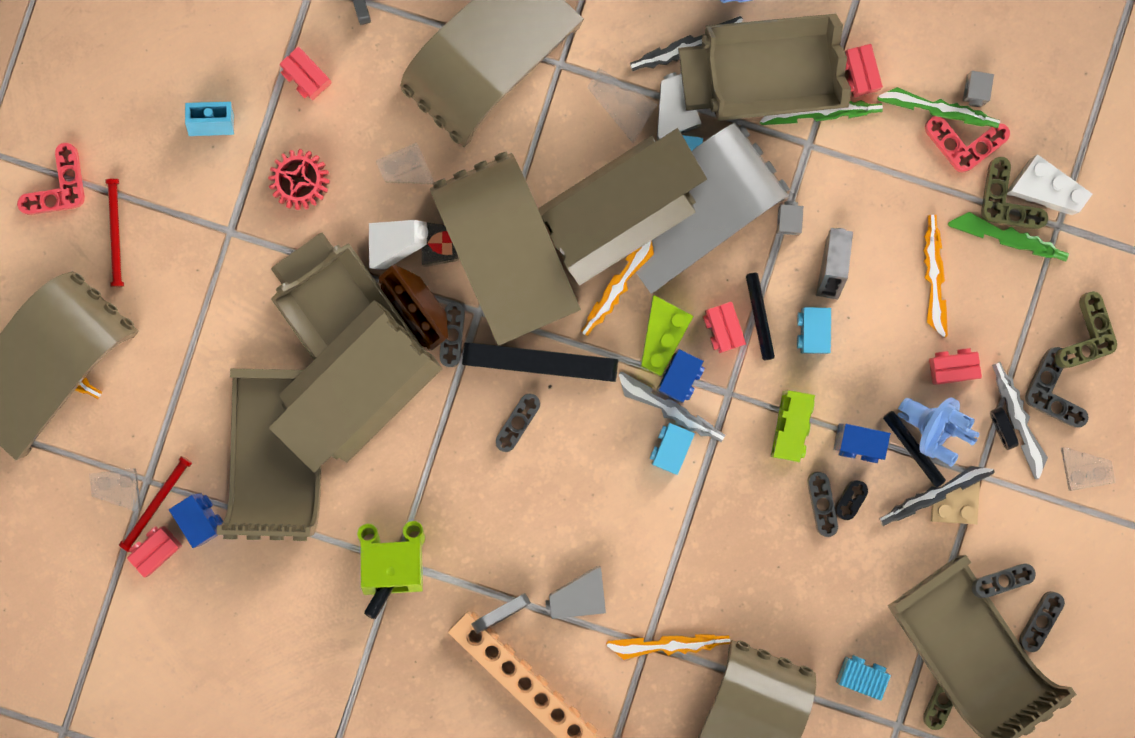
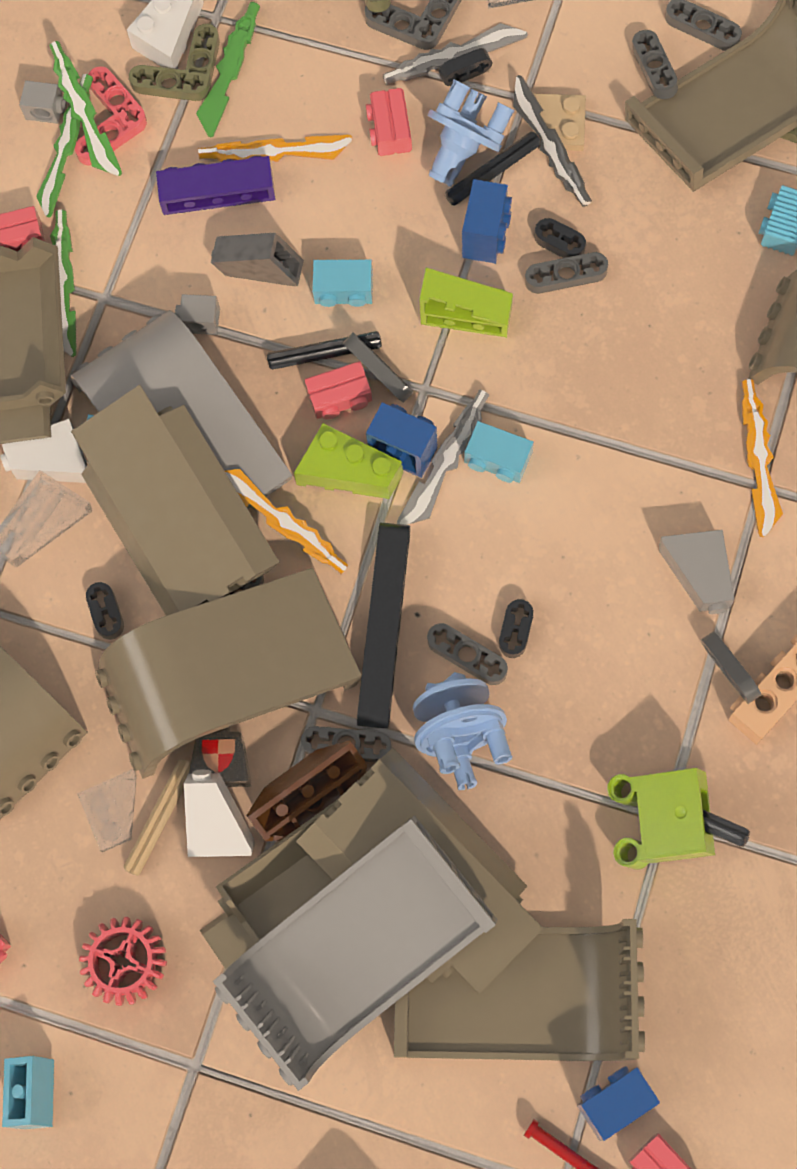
camera: 85 degrees left, 15 degrees down
(294, 339) = (353, 951): none -> light grey panel
(400, 201) = (158, 818): none -> tan axle
(446, 411) = (458, 725): none -> light blue piece
(535, 464) = (522, 630): none -> black beam
(556, 161) = (98, 613): none -> black beam
(742, 357) = (378, 367): none -> dark grey beam
(901, 229) = (215, 185): none -> dark purple brick
(968, 120) = (98, 145): none -> bright green sword

